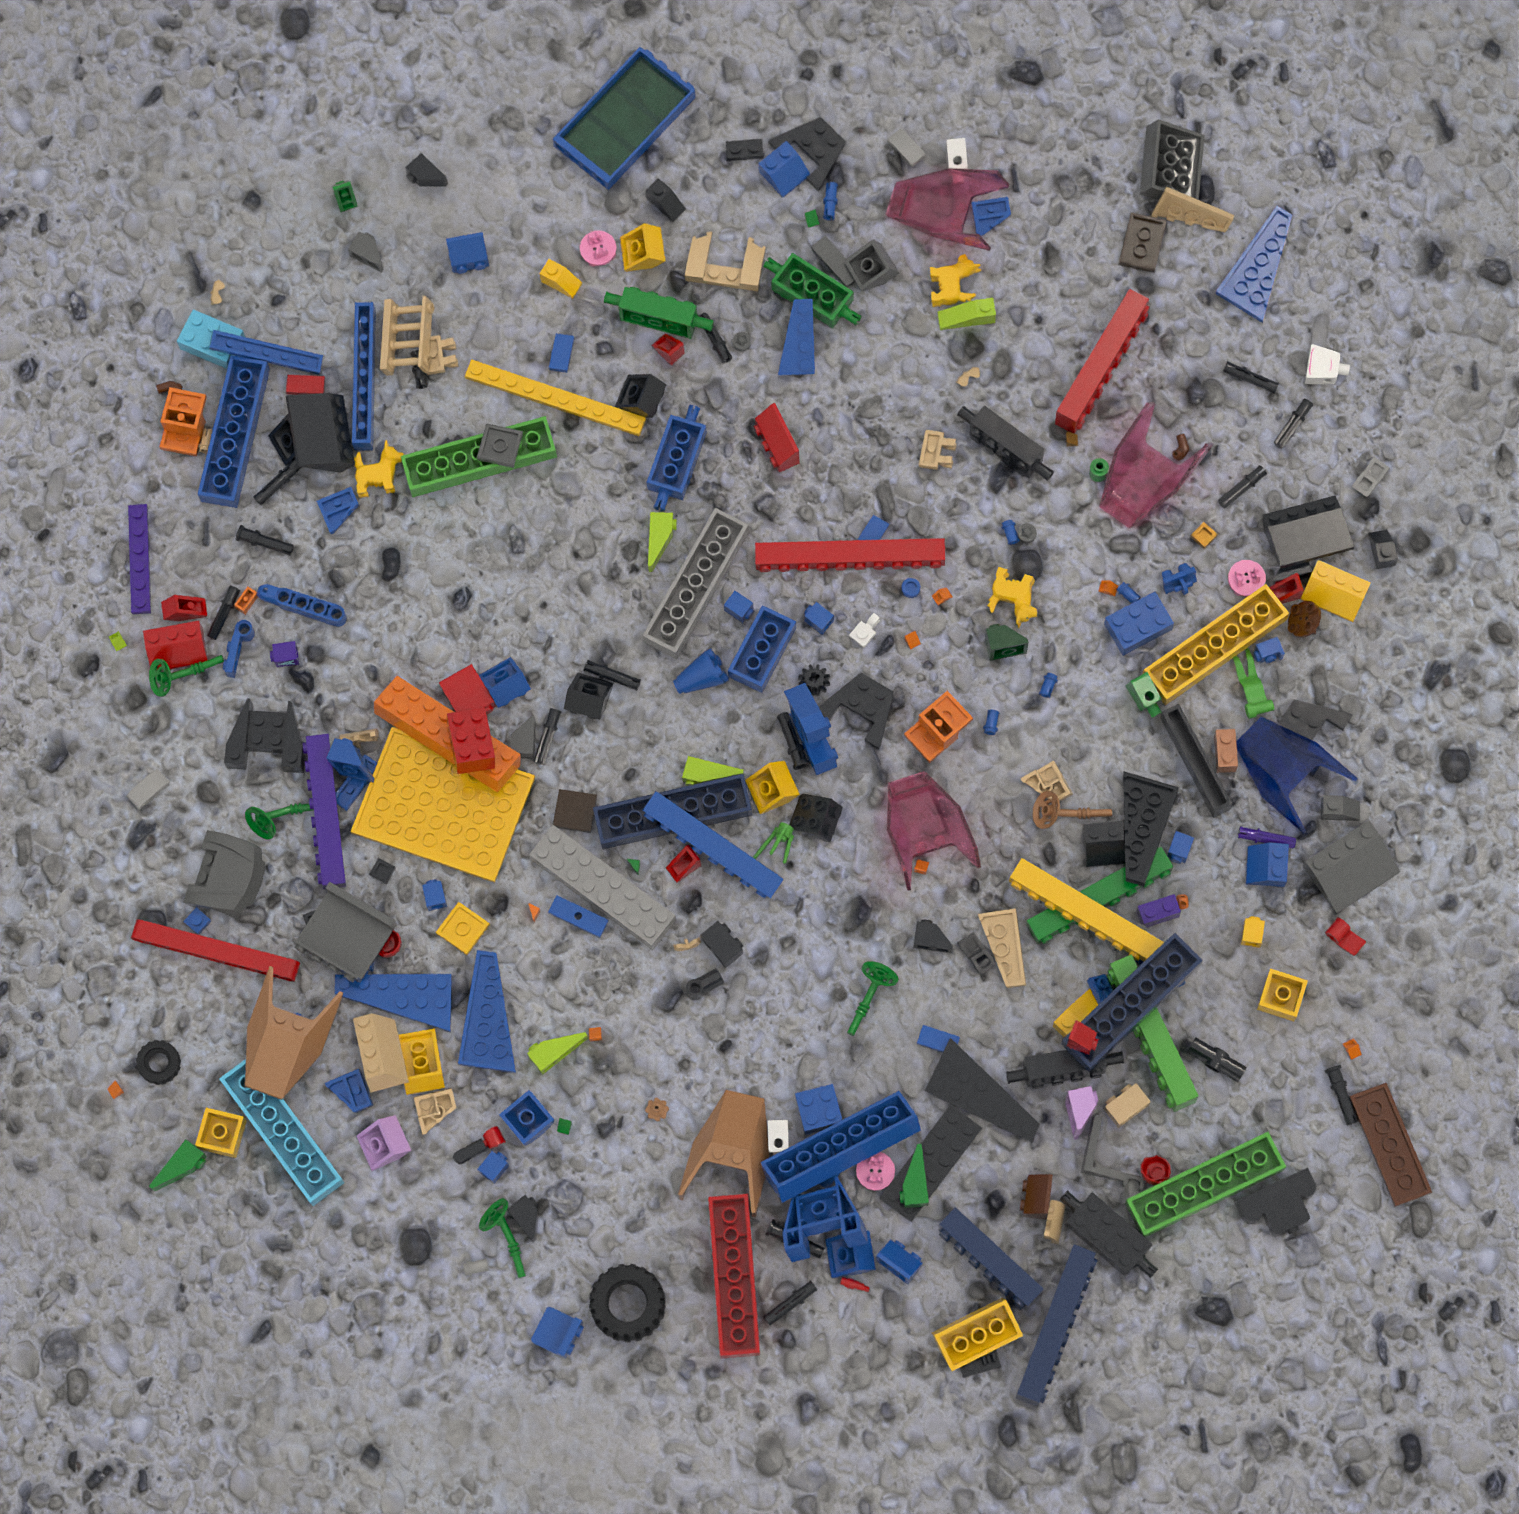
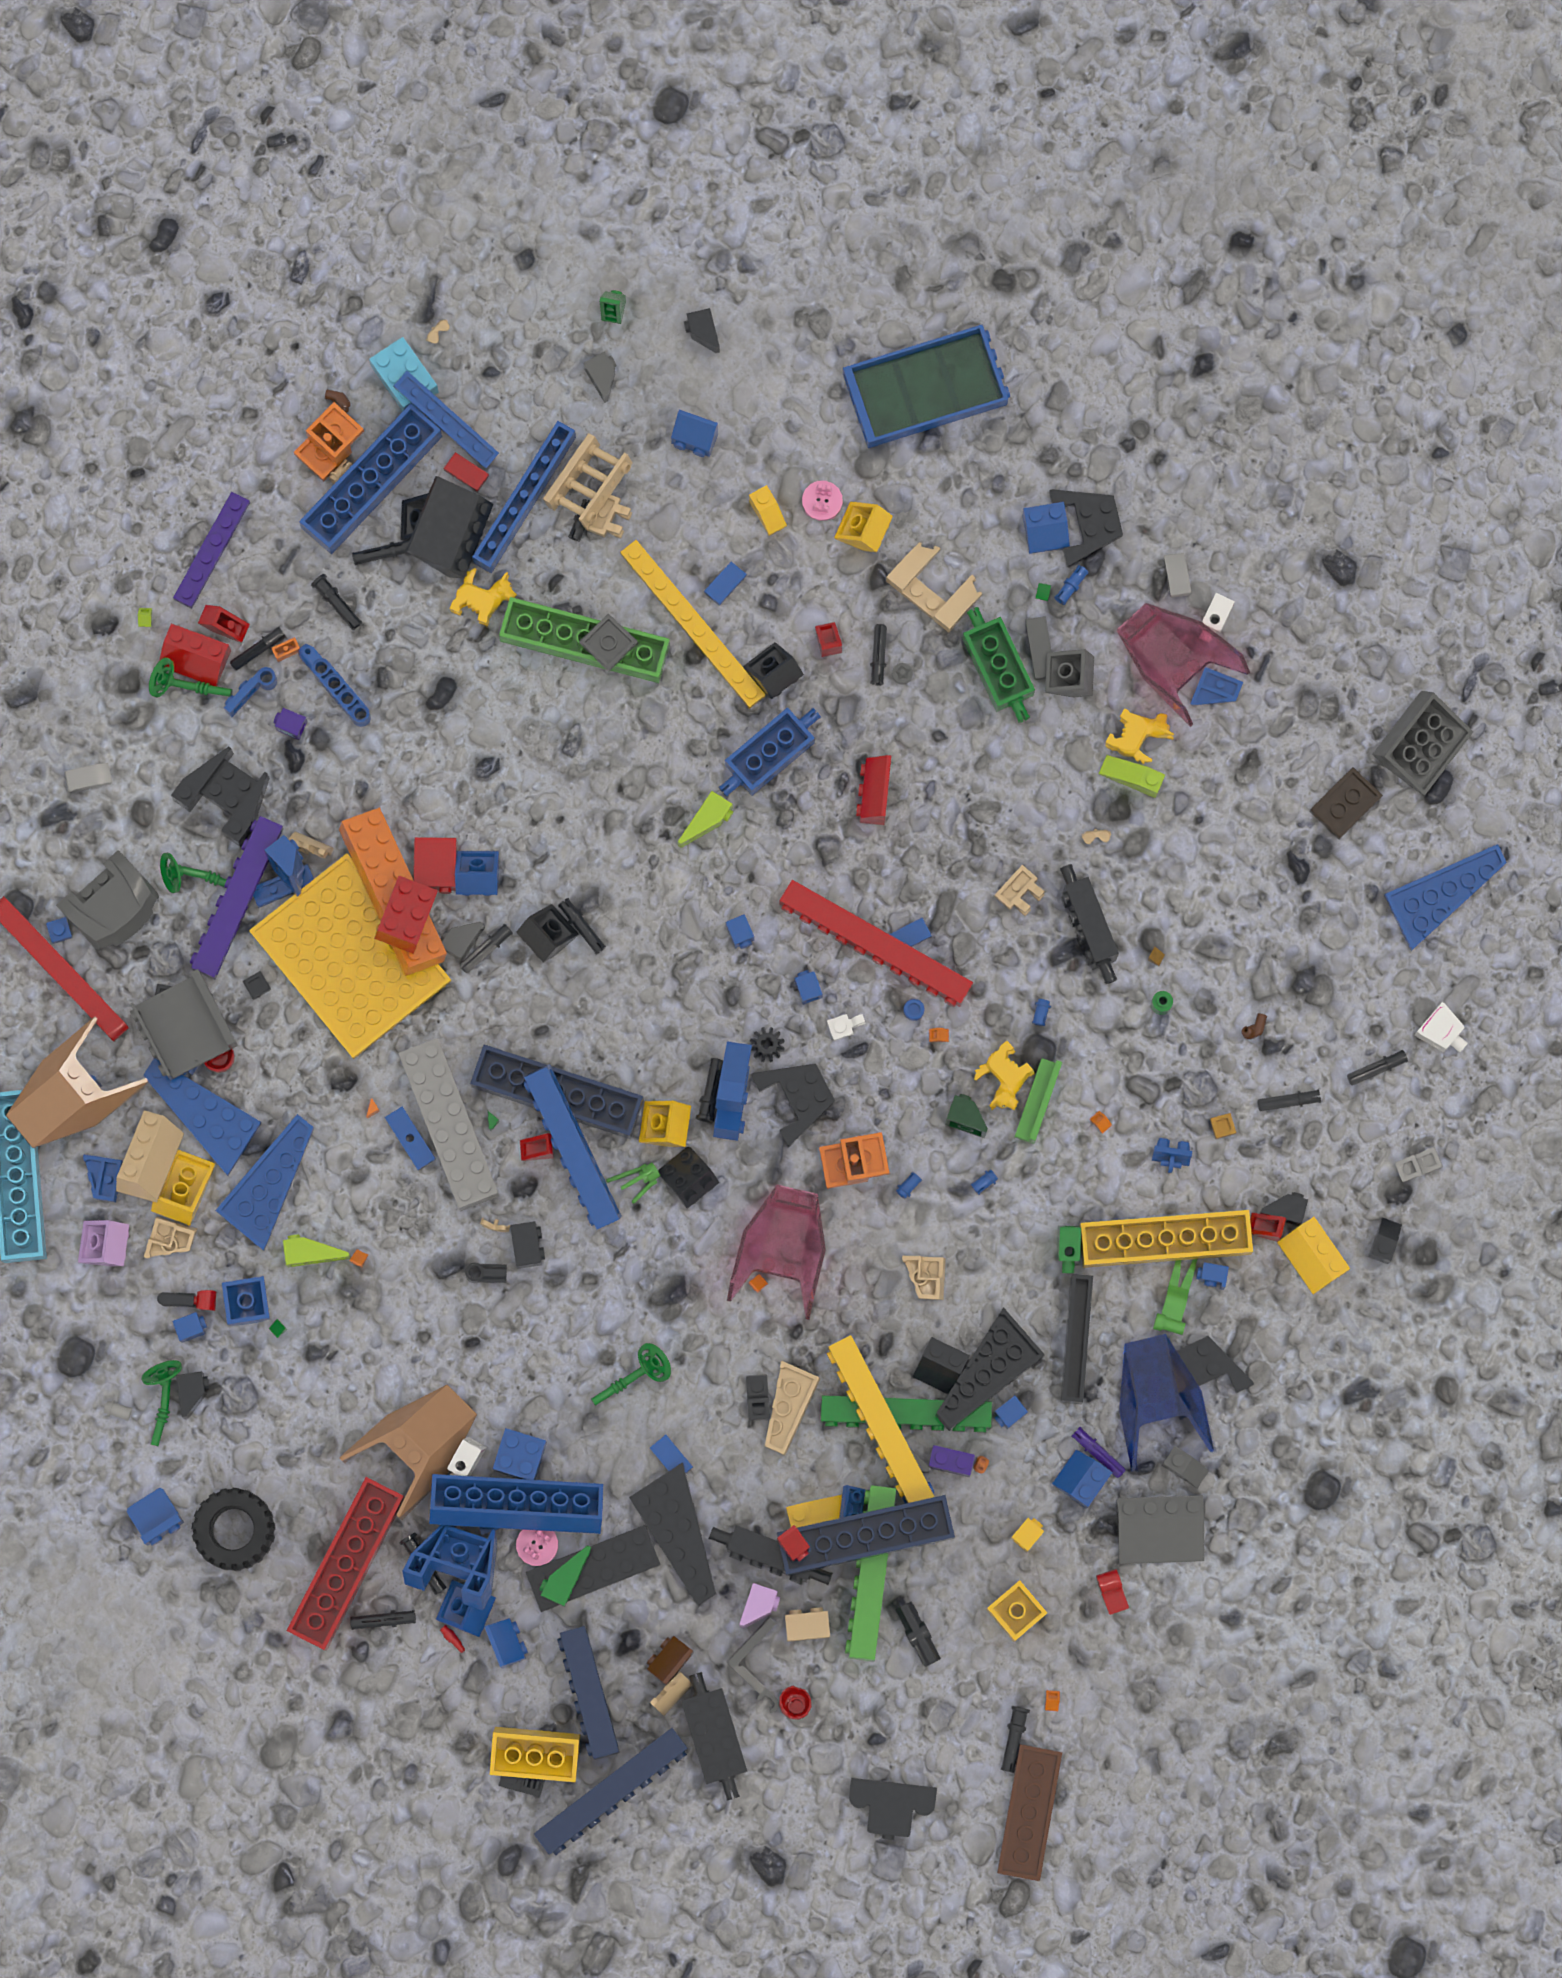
camera: 25 degrees right, 5 degrees up
(337, 508) = (423, 611): blue wing -> none
(434, 895) = (290, 1037): blue brick -> none
(462, 928) = (297, 1084): yellow tile -> none
(574, 810) = (468, 1034): dark brown tile -> none
(657, 1109) = (371, 1364): medium nougat plant -> none
(658, 312) = (838, 599): green brick -> none
(664, 199) = (914, 491): black slope -> none
(695, 583) = (712, 885): light grey brick -> none
(701, 674) = (665, 976): blue cone -> none
(701, 771) = (609, 1071): lime slope -> none
(744, 149) = (1021, 485): black plate -> none
(762, 649) = (735, 986): blue brick -> none
(799, 340) = (954, 708): blue wing -> none
(912, 640) = (883, 1061): orange piece -> none
(930, 937) = (723, 1356): black slope -> none
(1027, 533) = (1056, 1022): dark grey tile -> none
(1051, 599) = (1038, 1100): none -> bright green fence
(1053, 811) = (912, 1306): medium nougat dish -> none
(1102, 361) = (1230, 899): brick -> none
(1128, 593) = (1115, 1139): blue pin -> none
(1138, 623) = (1106, 1174): blue brick -> none
(1141, 475) = (1200, 1033): clear pink windscreen -> none
(1192, 211) = (1404, 792): tan wing -> none
(1205, 1184) = (832, 1745): bright green brick -> none
(1225, 750) = (1111, 1346): nougat brick -> none
(1237, 579) = (1246, 1195): bright pink plate -> none
(1250, 377) = (1359, 990): black pin -> none
(1307, 532) = (1321, 1183): slope -> none
(1310, 616) = (1265, 1264): reddish brown plate -> none

